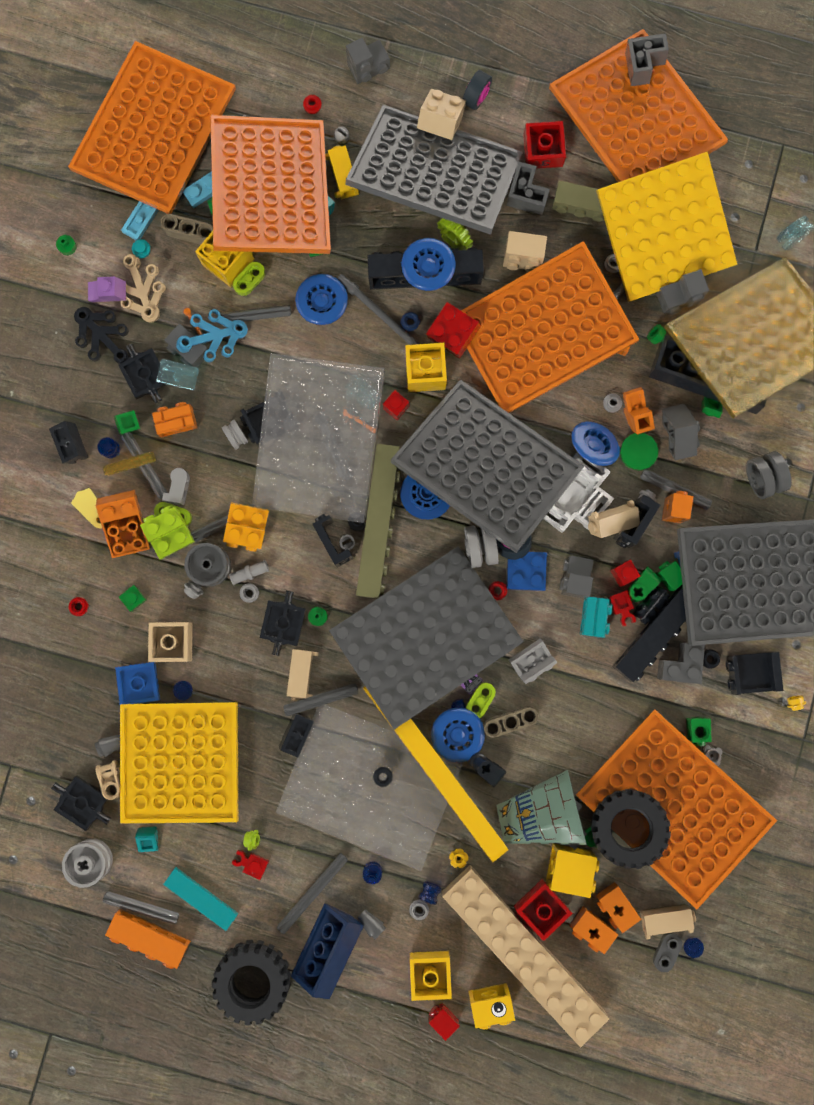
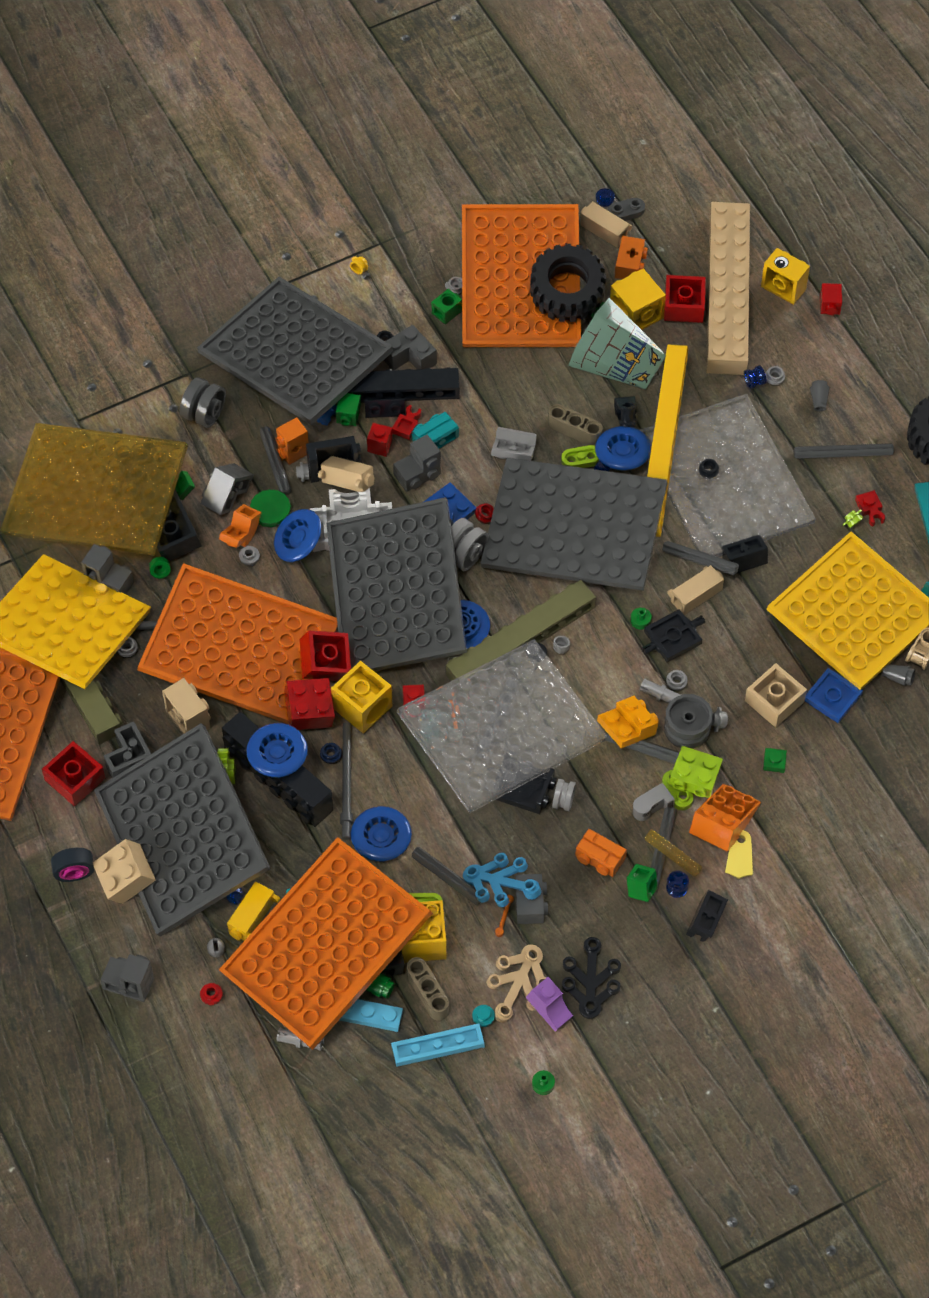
camera: 135 degrees left, 25 degrees down
(73, 603) = (825, 787): red plate -> none
(141, 373) = (587, 913): black plate -> none
(152, 127) = (364, 1103): orange plate -> none
(177, 374) = (561, 882): clear light blue slope -> none
(183, 690) = (801, 660): clear blue plate -> none
(326, 952) = (871, 407): dark blue slope -> none
(338, 559) = (578, 635): black panel -> none
(374, 869) = (784, 424): clear blue wheel -> none
(430, 975) = (809, 328): yellow brick -> none
(458, 863) = (710, 385): yellow plate -> none
(478, 370) = (324, 655): none -> red brick
(604, 935) = (662, 259): orange brick -> none
(645, 584) = (367, 417): green piece -> none
(754, 673) = (364, 305): black panel -> none

